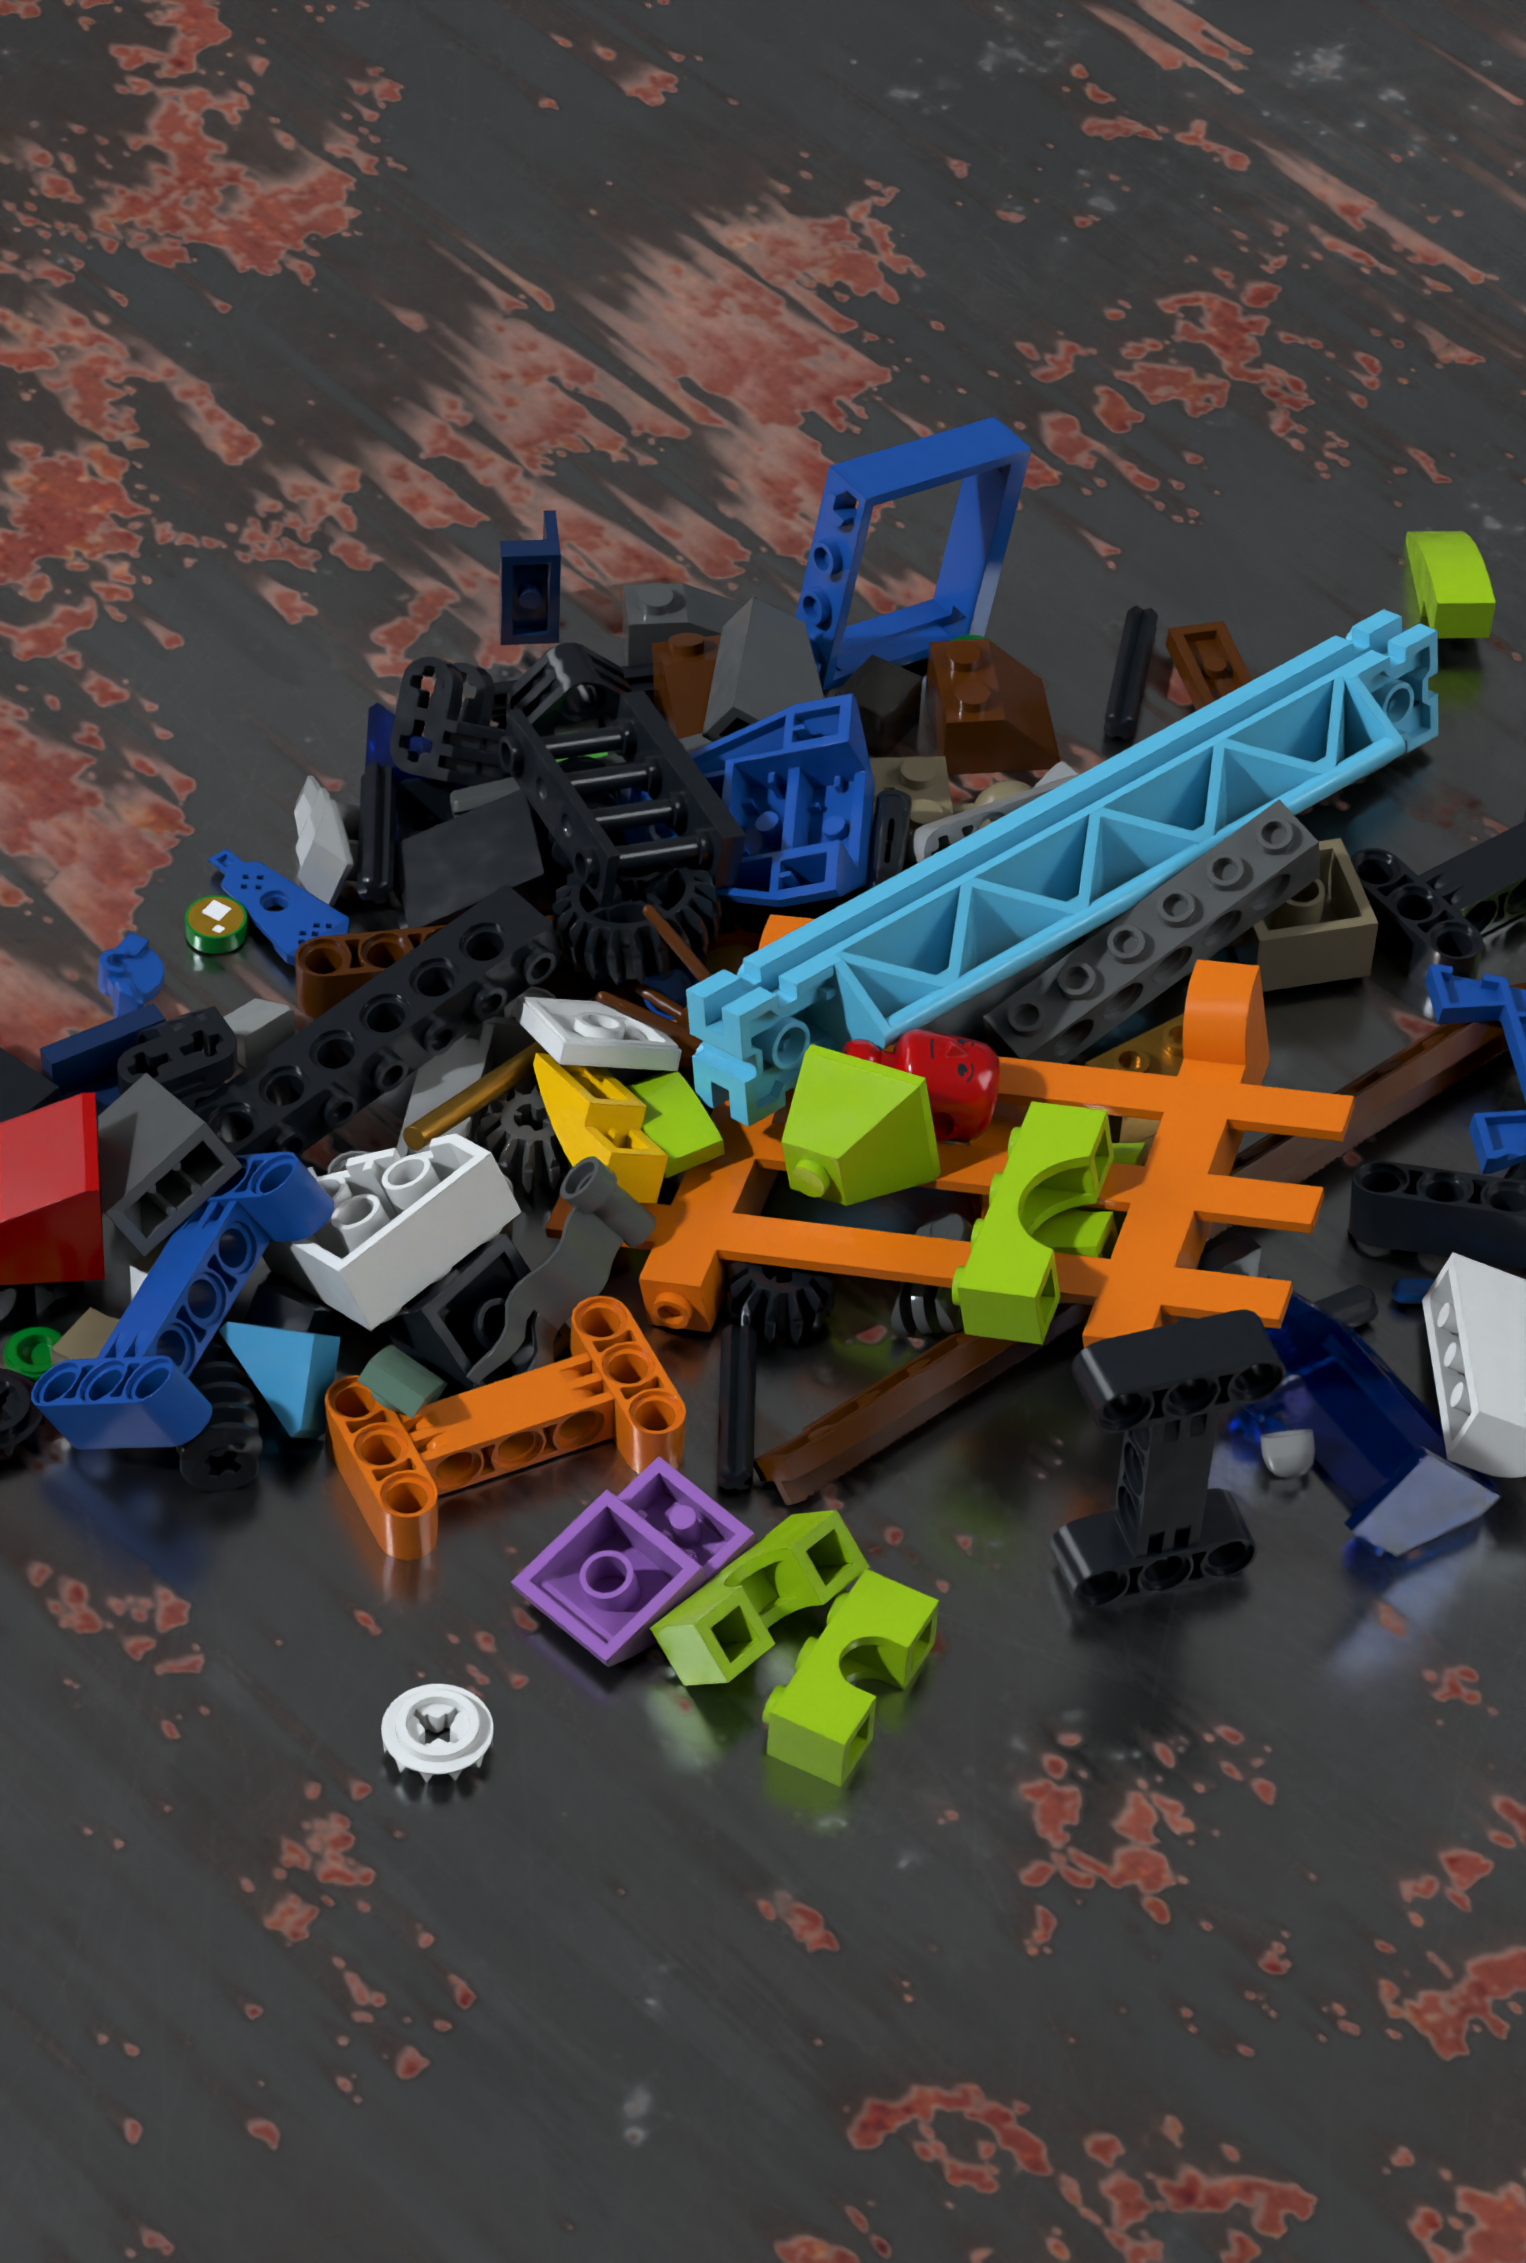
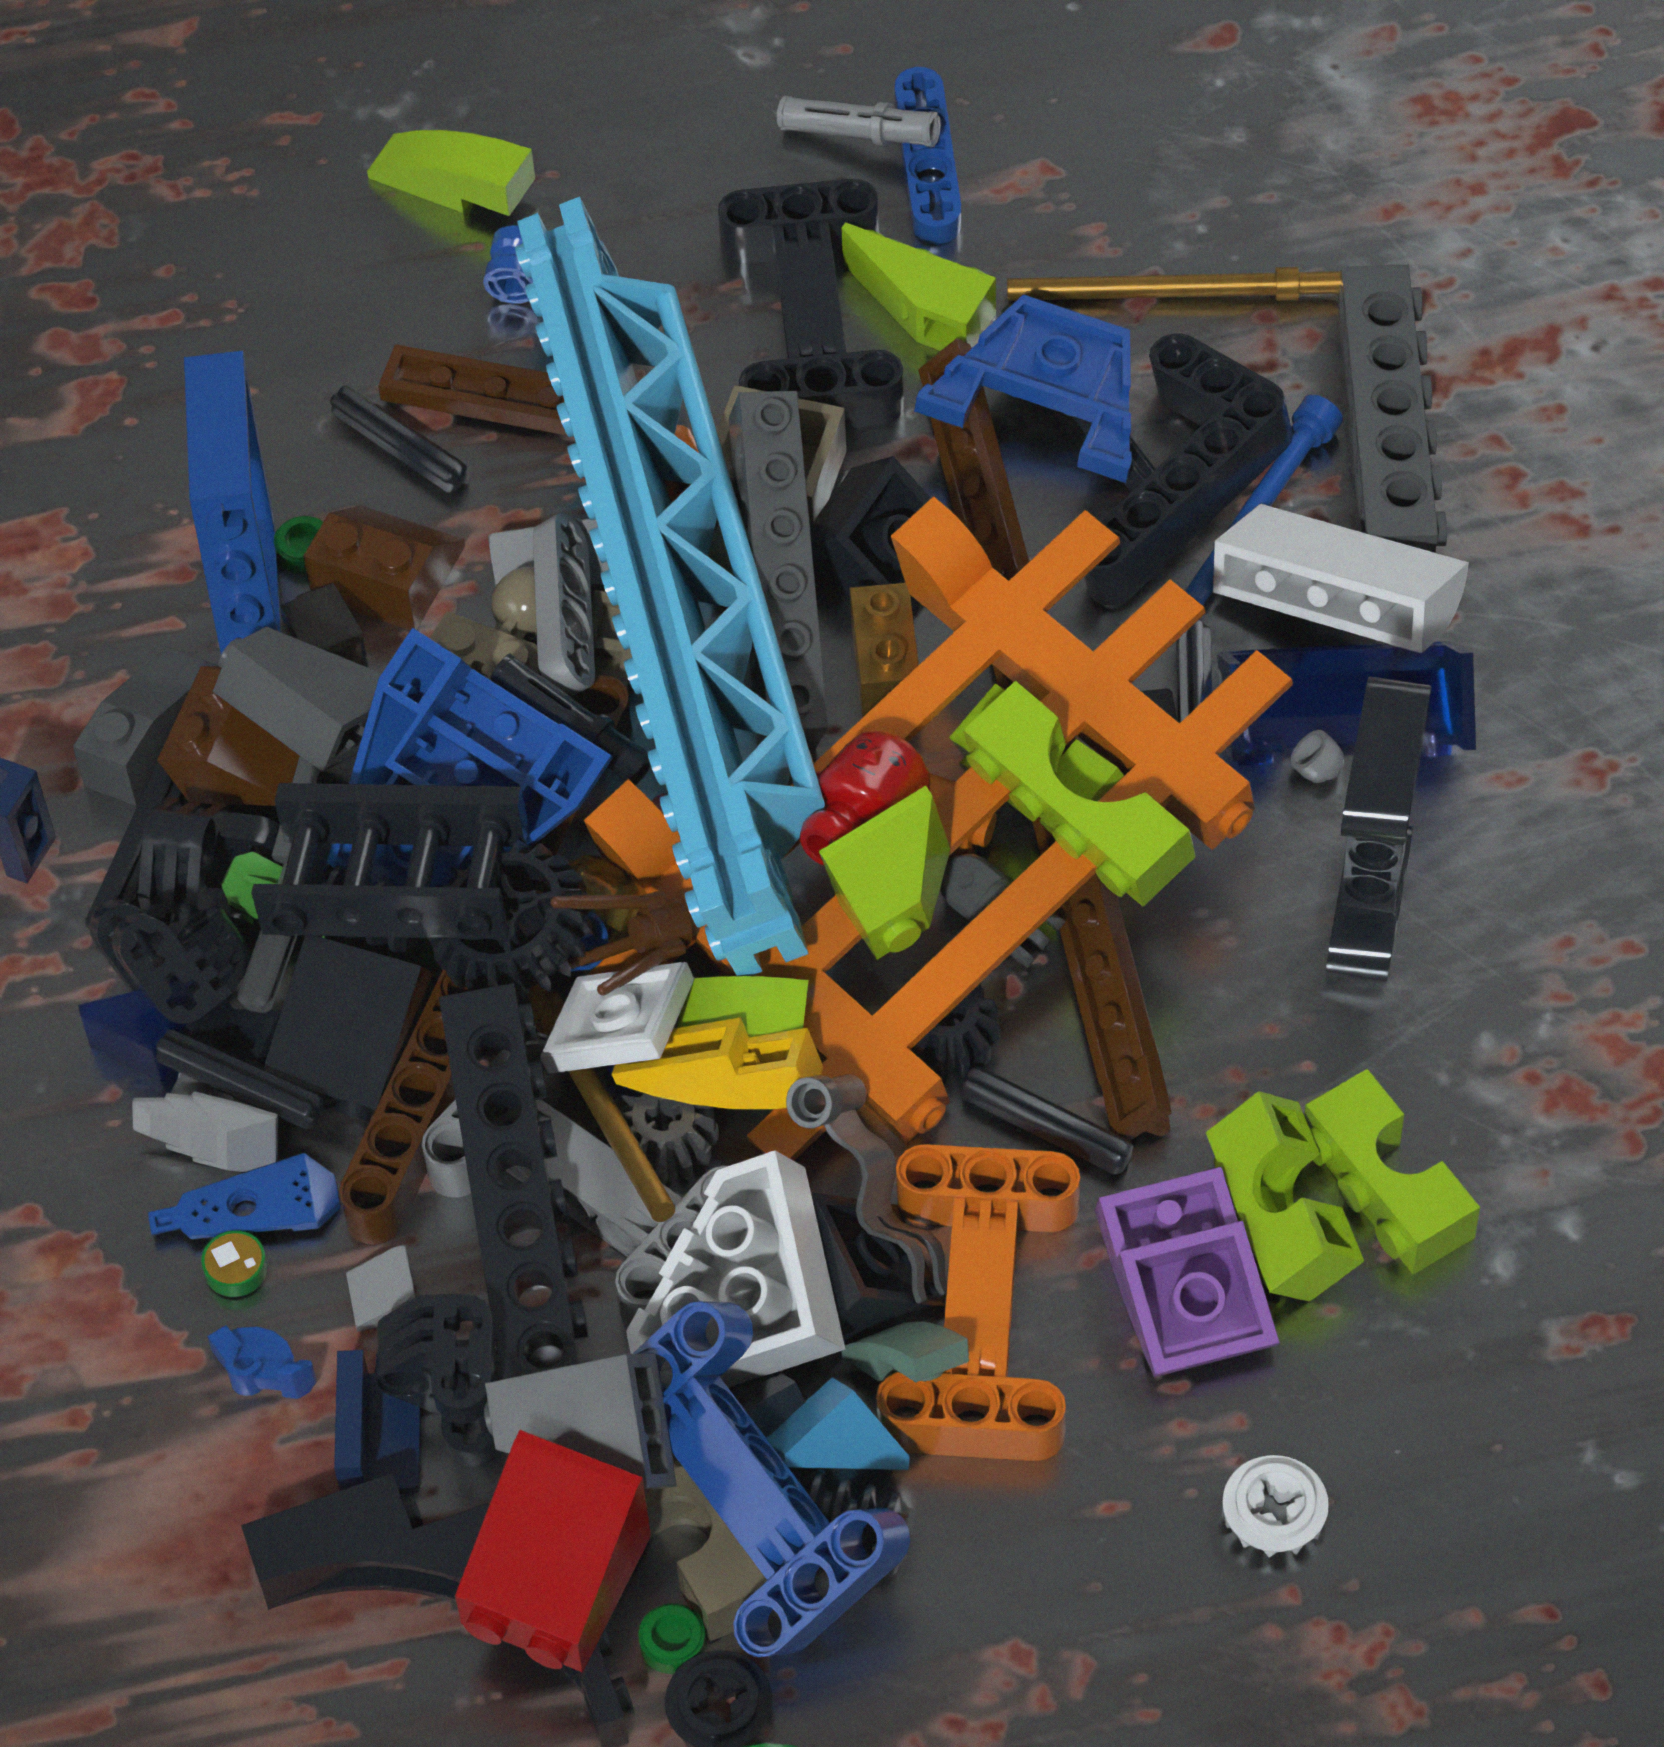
camera: 55 degrees left, 10 degrees up
(1305, 1030) = (856, 525): none -> black slope

